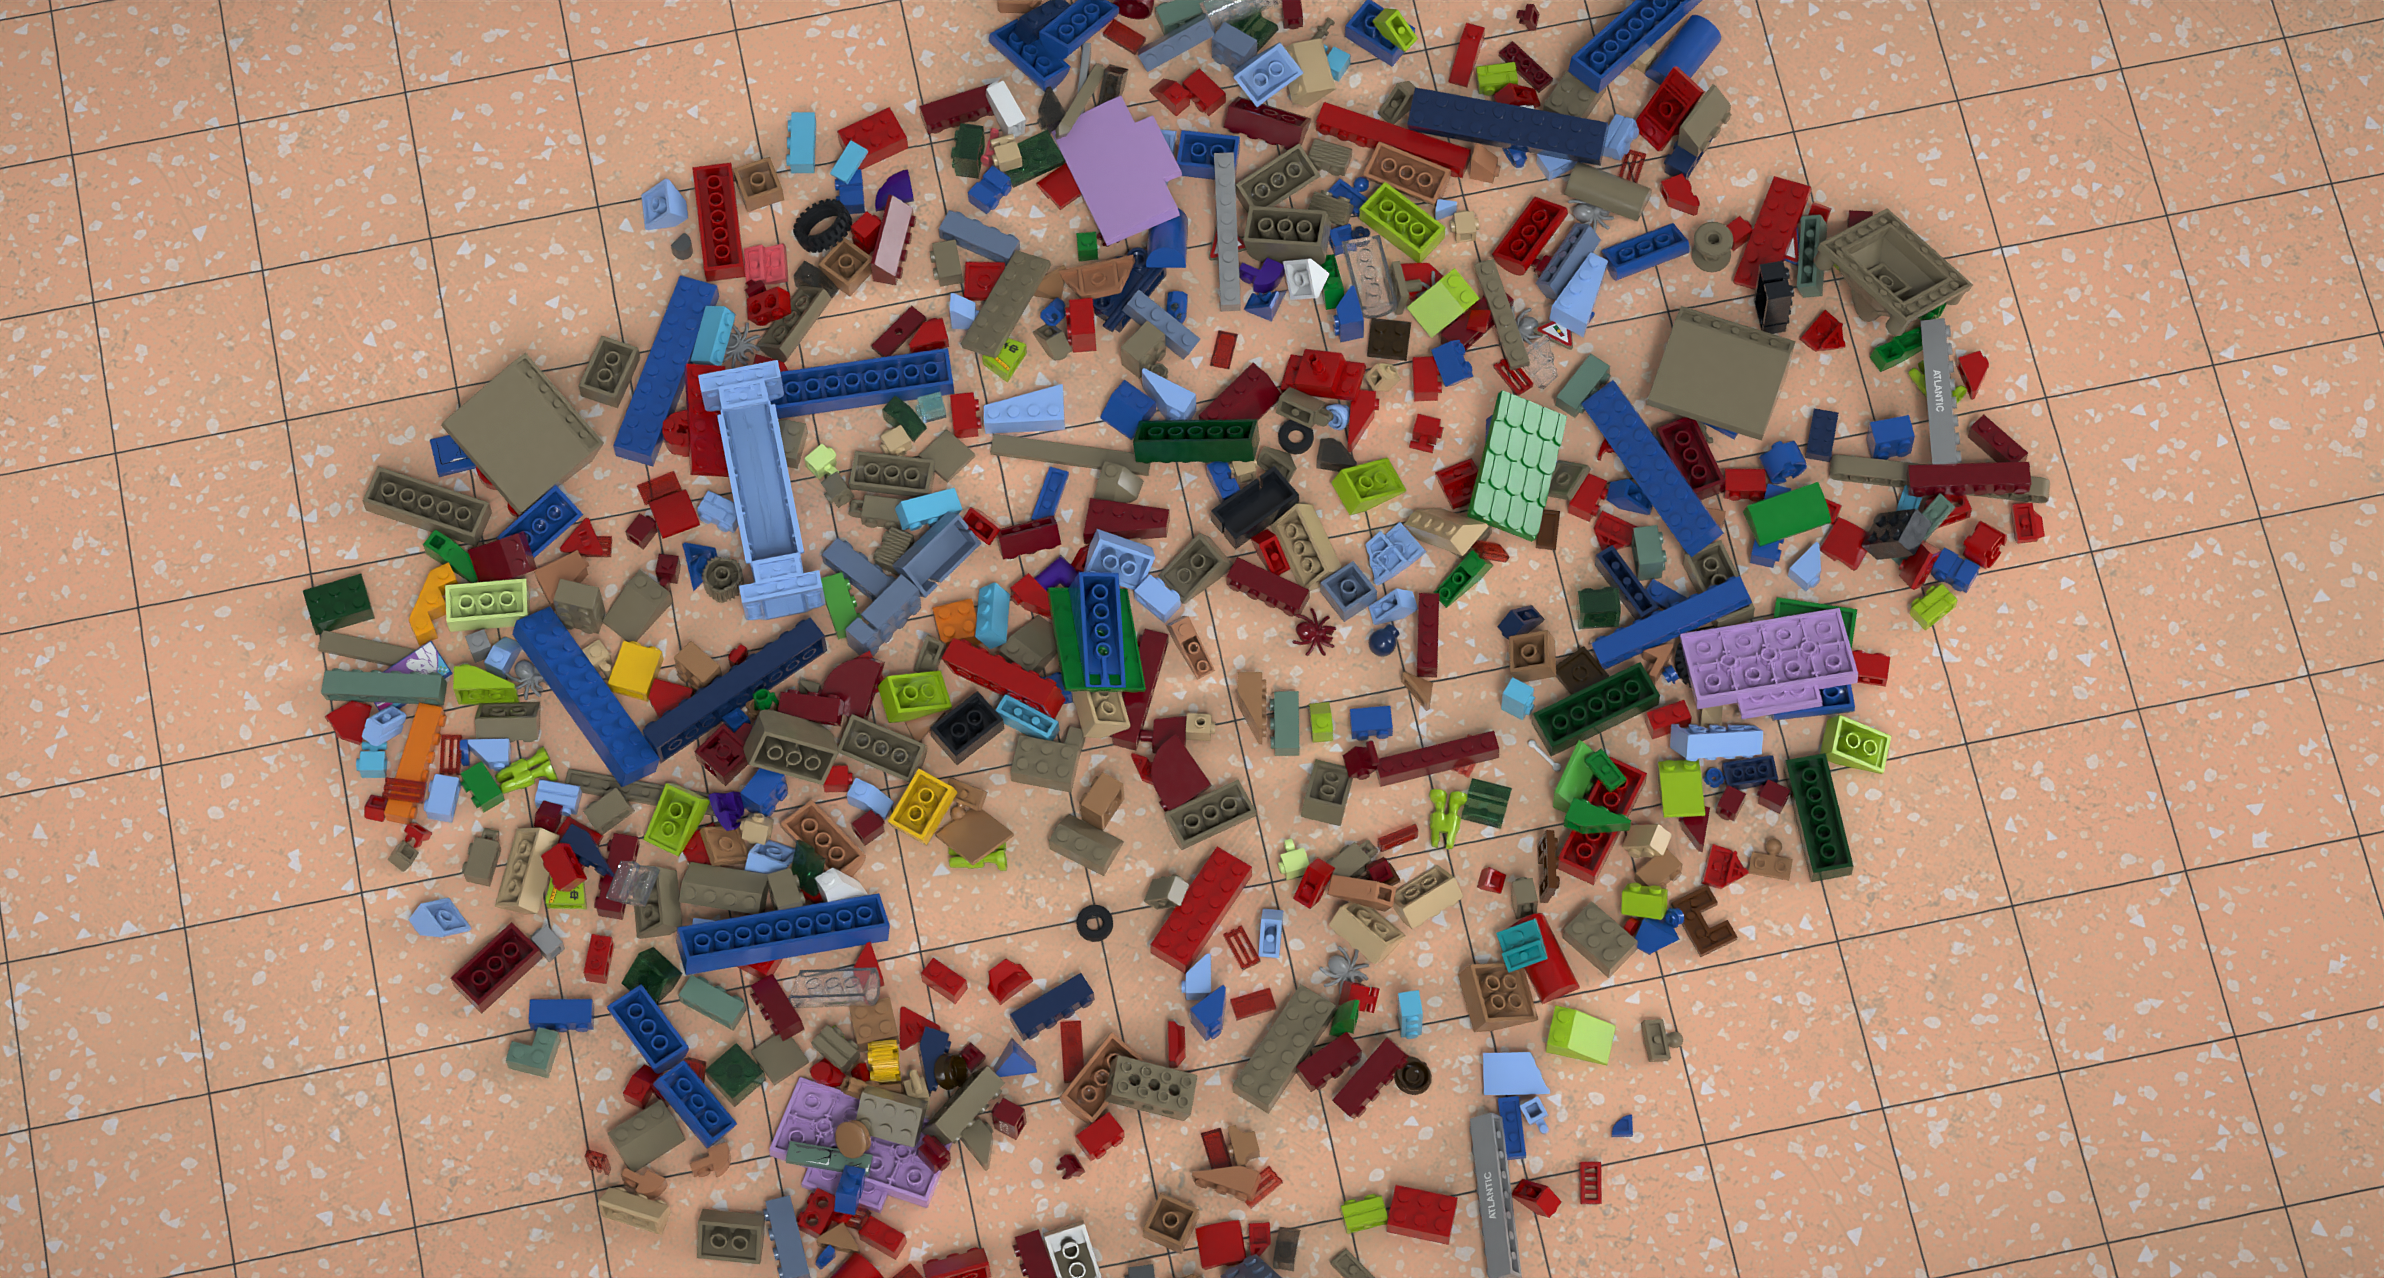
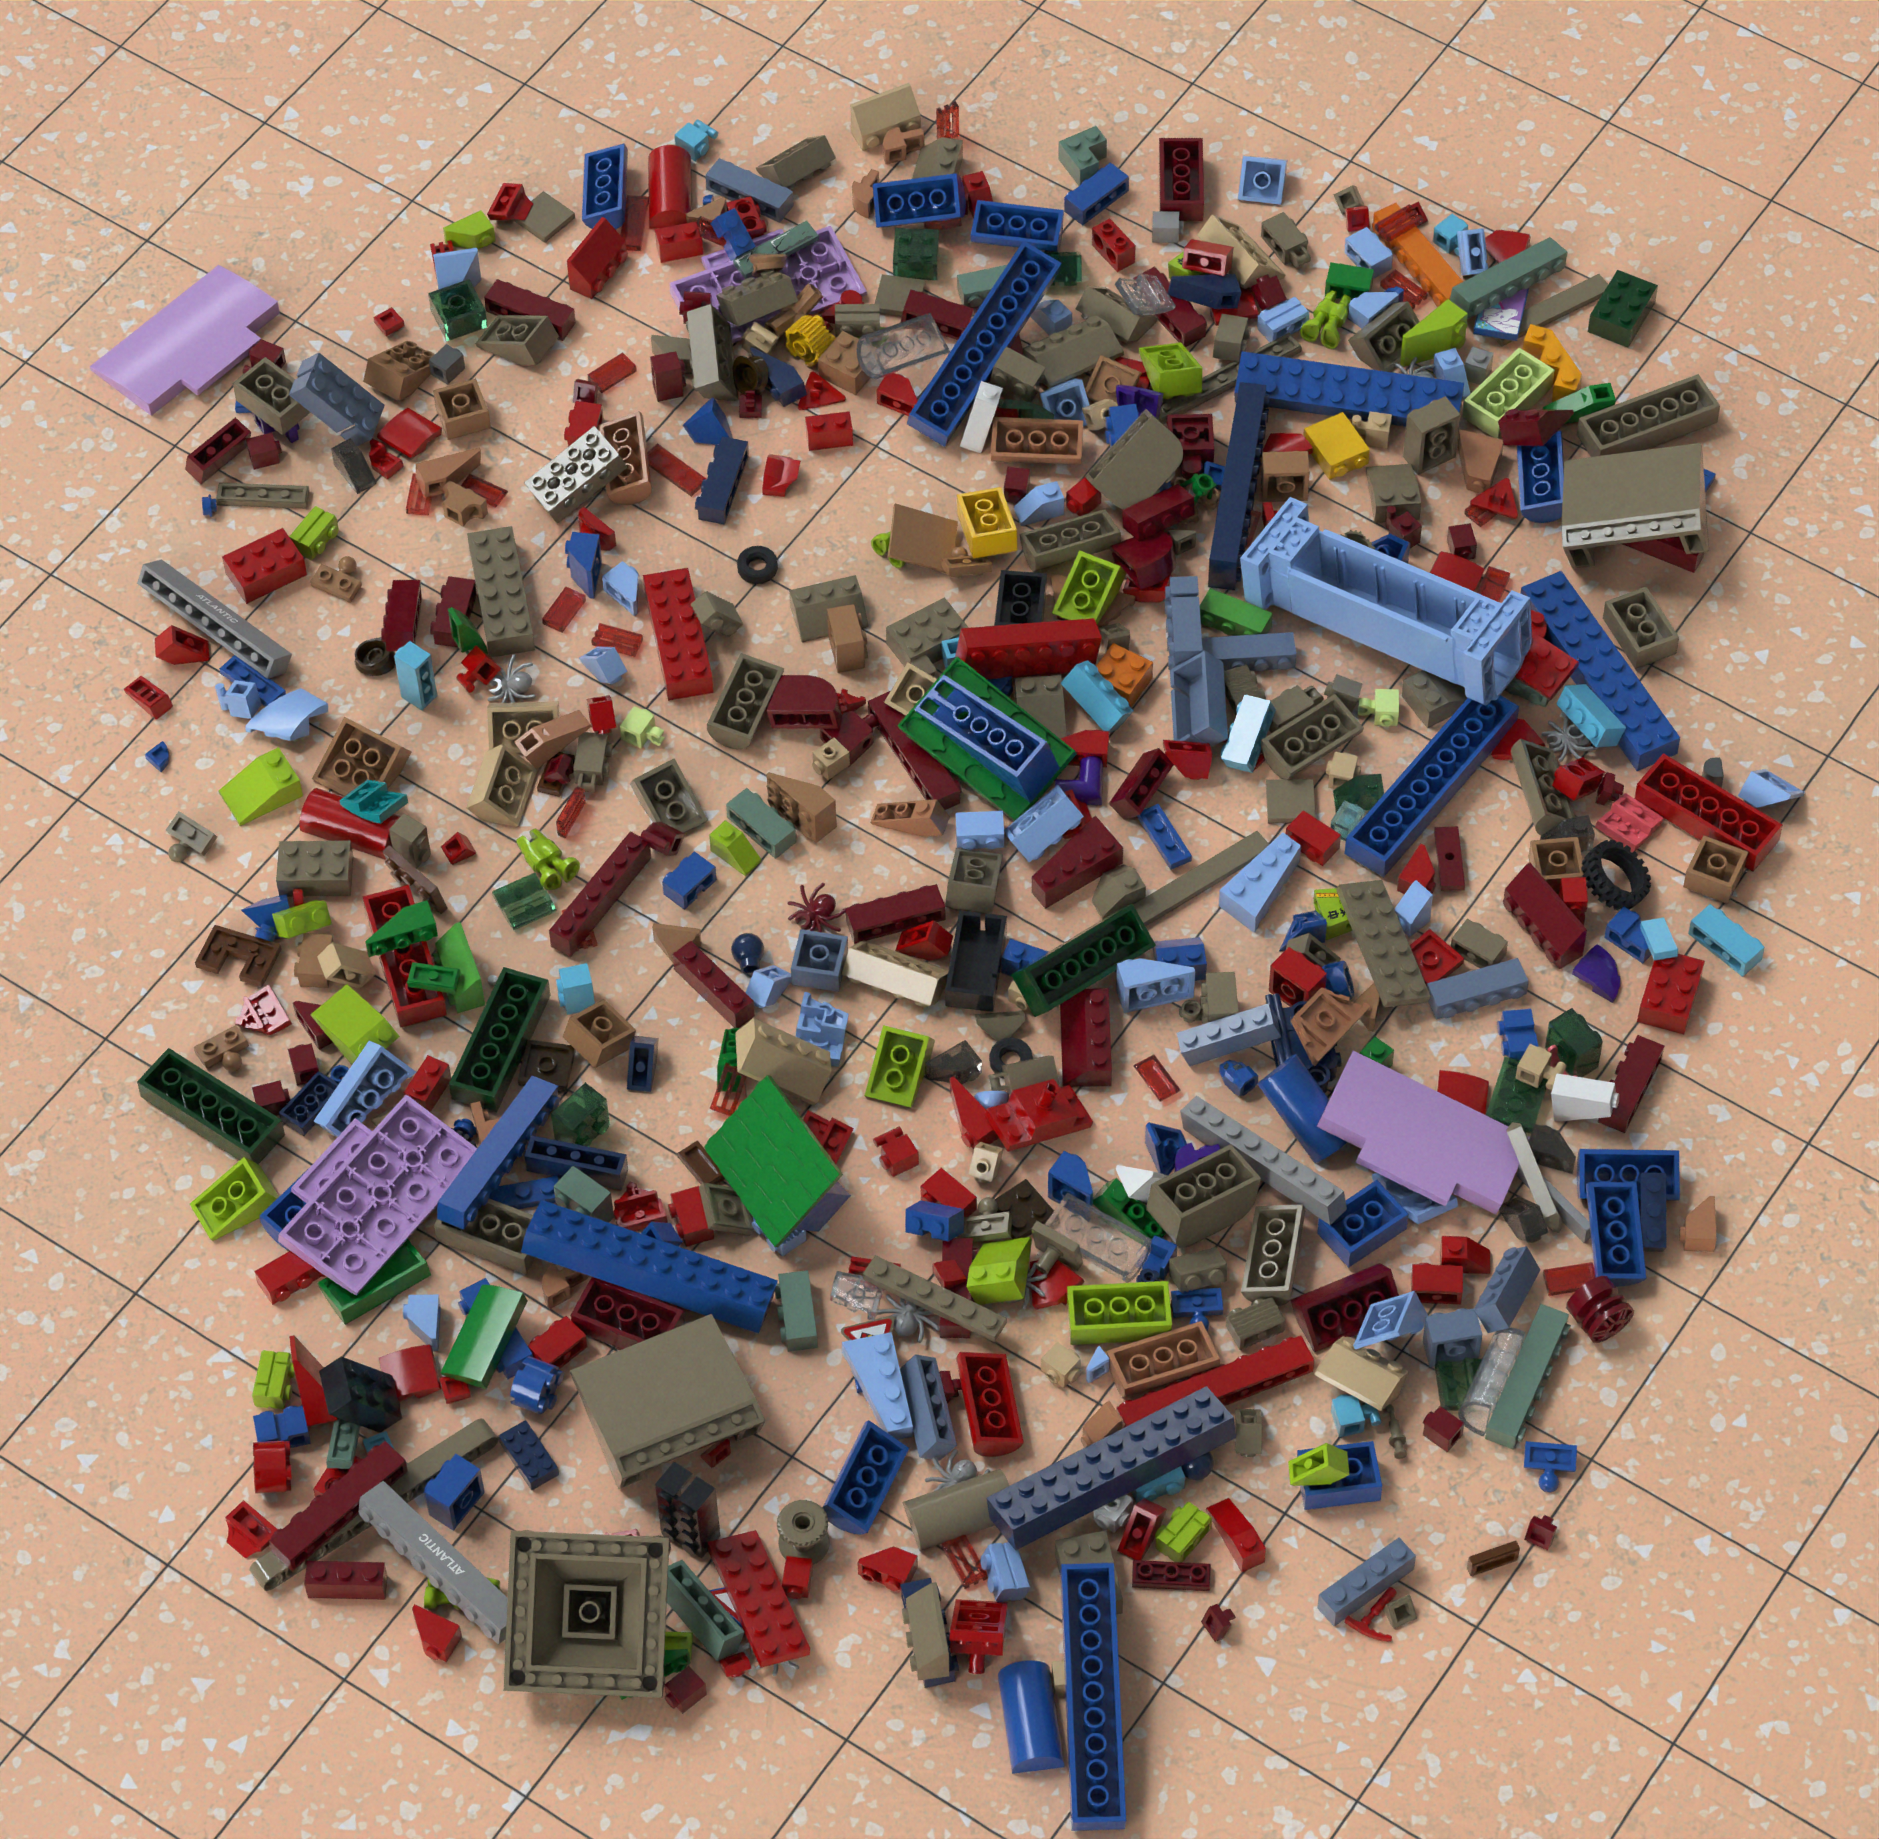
camera: 135 degrees right, 10 degrees down
(1034, 1172) = (612, 372): none -> clear red tile
(1035, 363) = (1305, 923): none -> blue slope
(1382, 1162) = (338, 582): none -> medium nougat plate
(1421, 340) = (989, 1224): none -> dark tan plate

